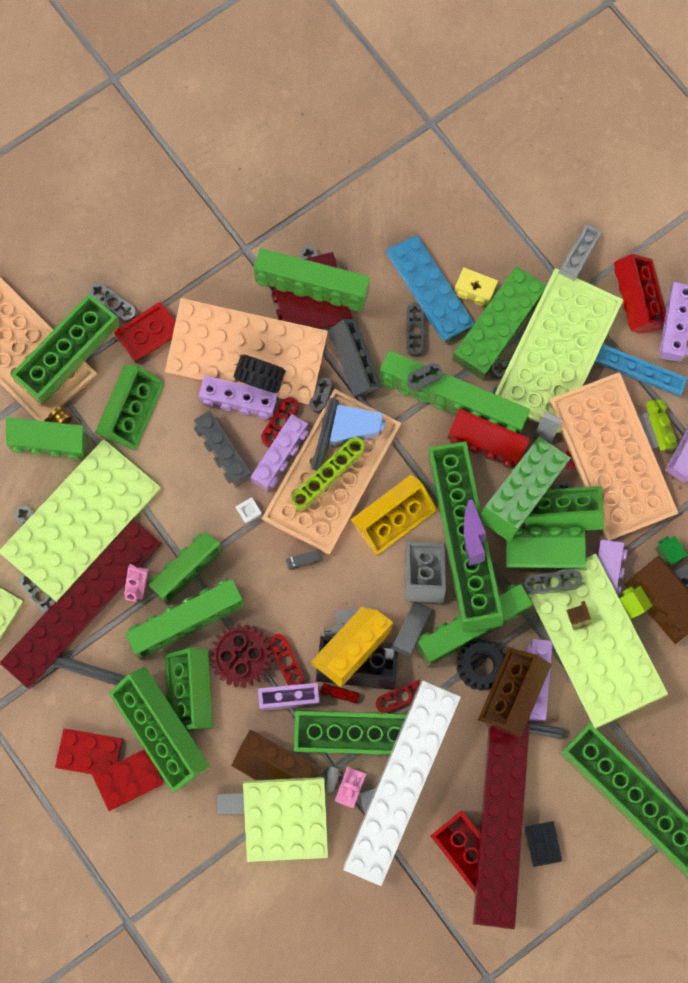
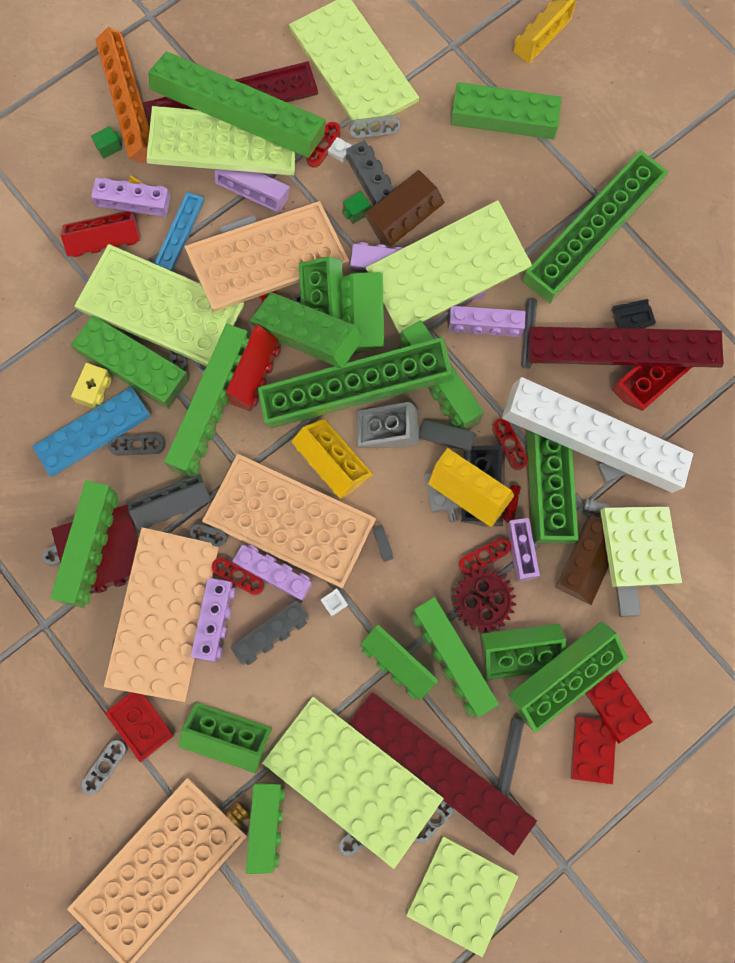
camera: 95 degrees left, 0 degrees up
(65, 349) = (162, 813): bright green brick -> none
(135, 583) = (418, 714): bright pink hips -> none
(259, 373) = (191, 594): black tyre -> none
(325, 434) = (252, 527): dark grey axle -> none
(330, 465) = (290, 513): lime beam -> none
(350, 787) = (603, 487): bright pink hips -> none
(355, 422) = (242, 497): light blue slope -> none
(423, 372) = (190, 426): dark grey beam -> none
(468, 652) = (483, 358): black tyre -> none
(473, 535) = (358, 369): medium lavender slope -> none
(515, 692) = (505, 335): reddish brown slope -> none
(548, 427) = (240, 313): light grey tile -> none
(568, 586) = (403, 317): dark grey beam -> none
(579, 616) = (429, 277): reddish brown panel -> none
(580, 252) = (57, 285): light grey tile -> none
(635, 601) = (410, 232): lime brick -> none
(661, 425) = (233, 215): lime hinge -> none

